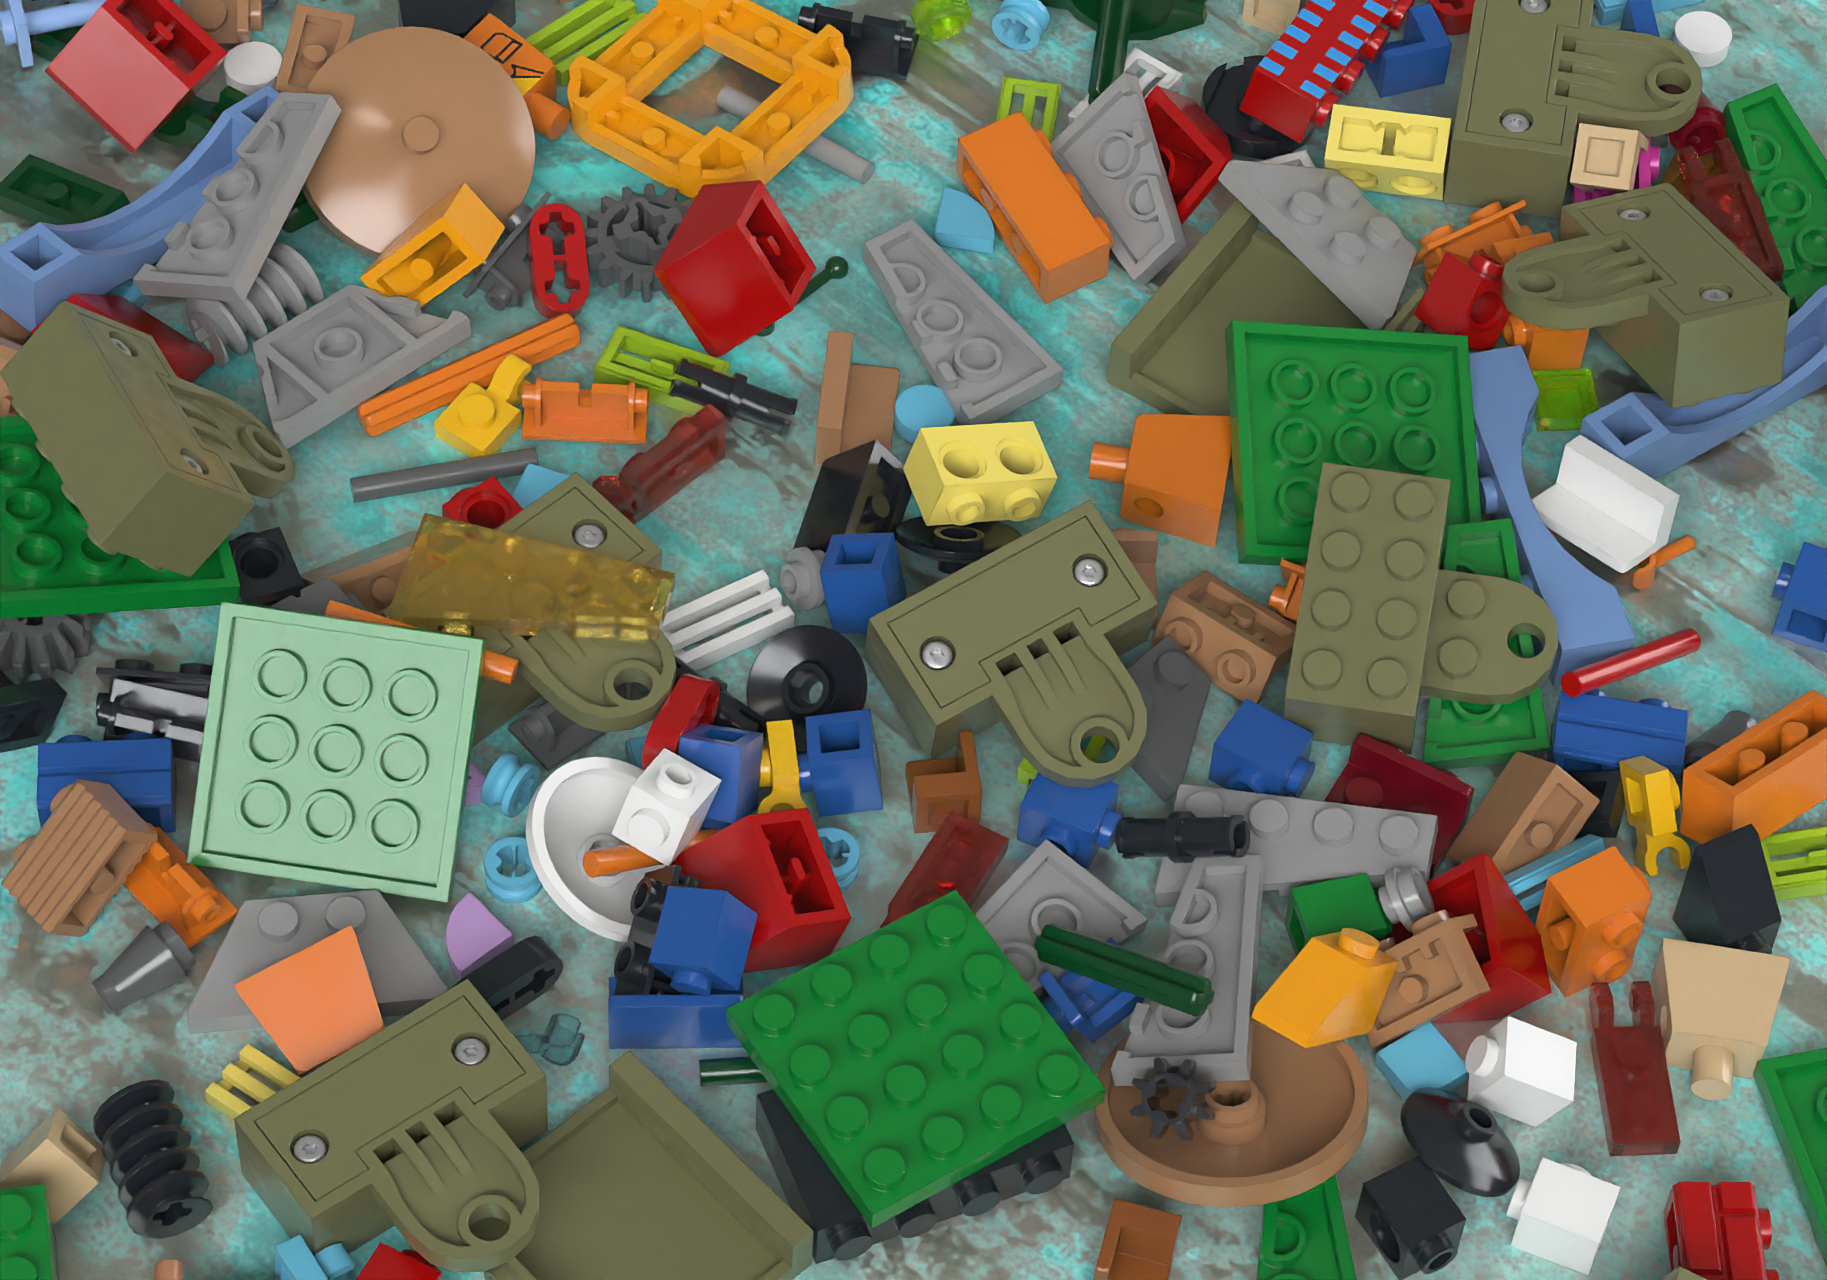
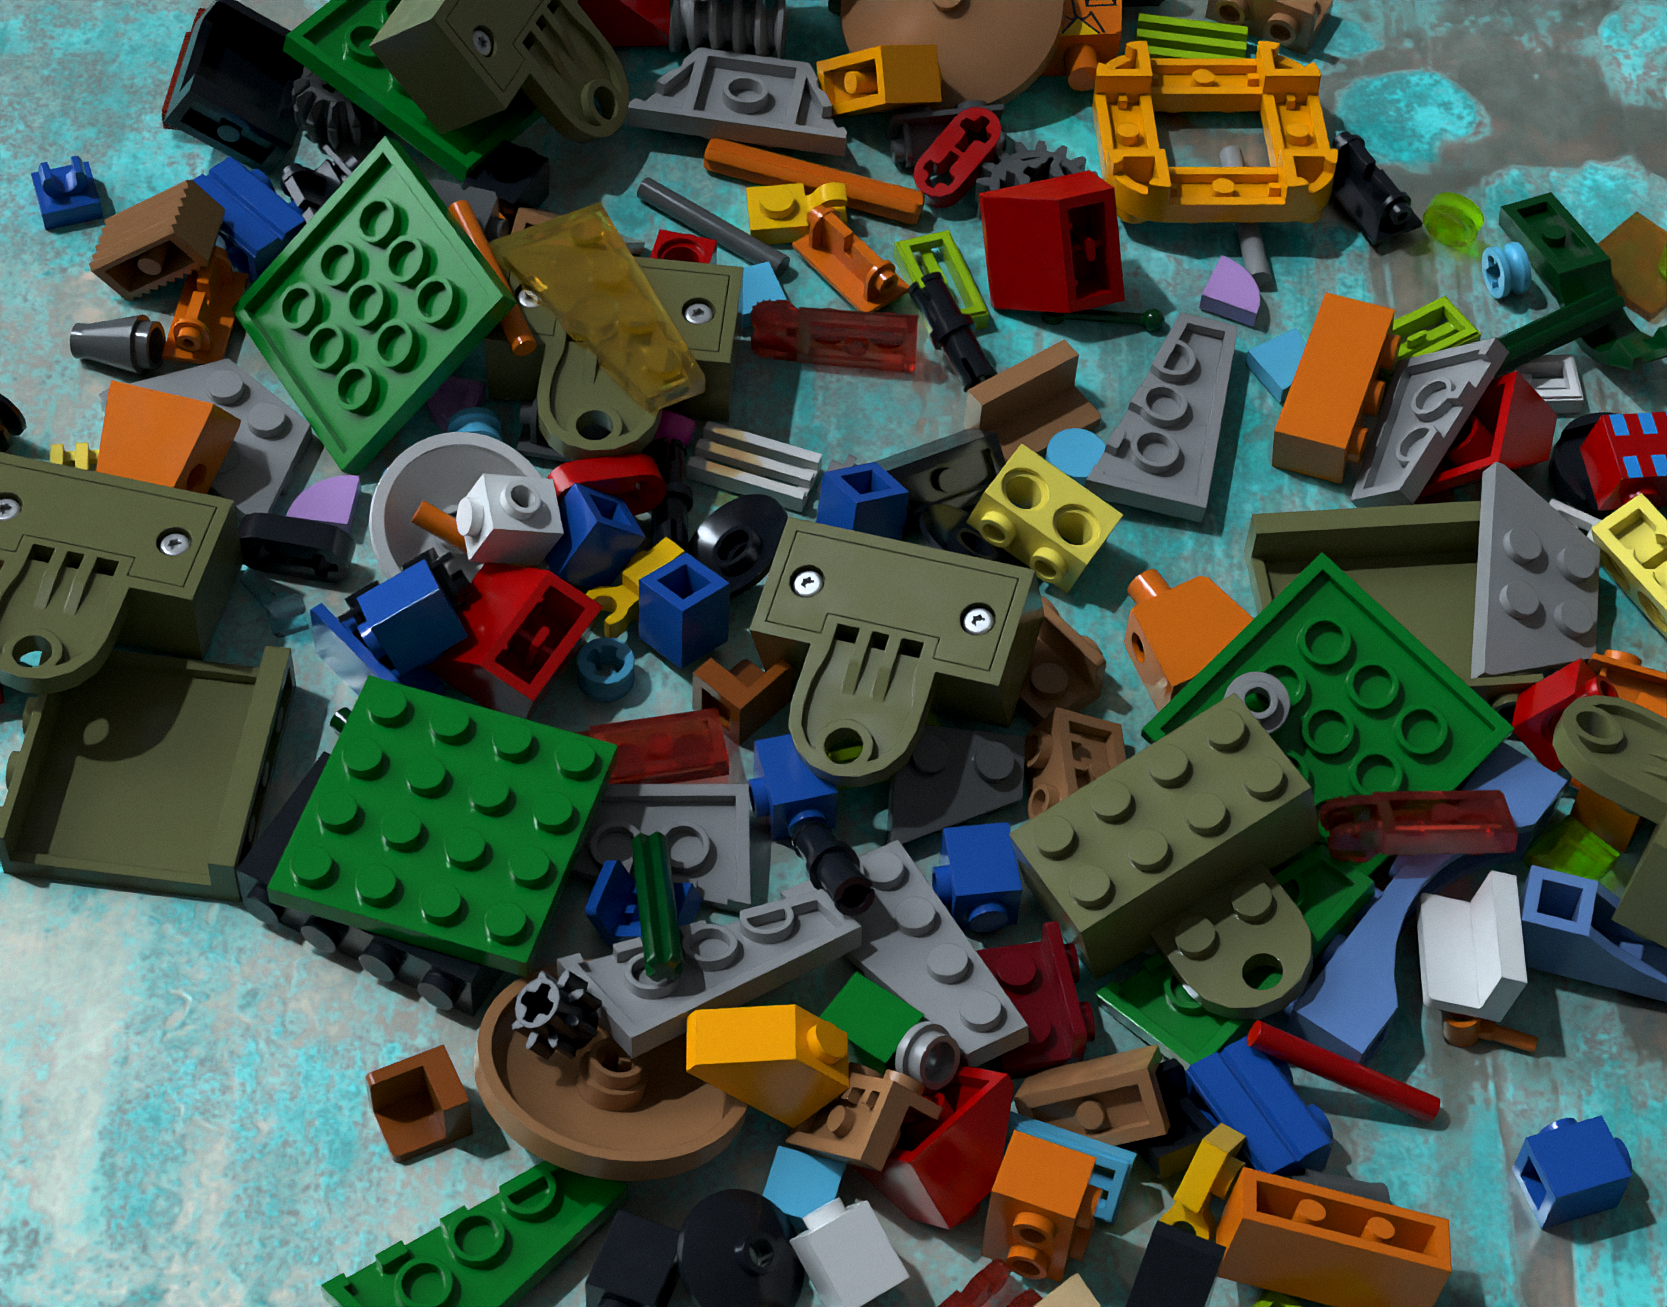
camera: 50 degrees right, 0 degrees up
(863, 199) = (1231, 293): none -> lavender tile
(1292, 471) = (1272, 689): none -> light grey plate
(1498, 449) = (1418, 824): none -> clear red hinge

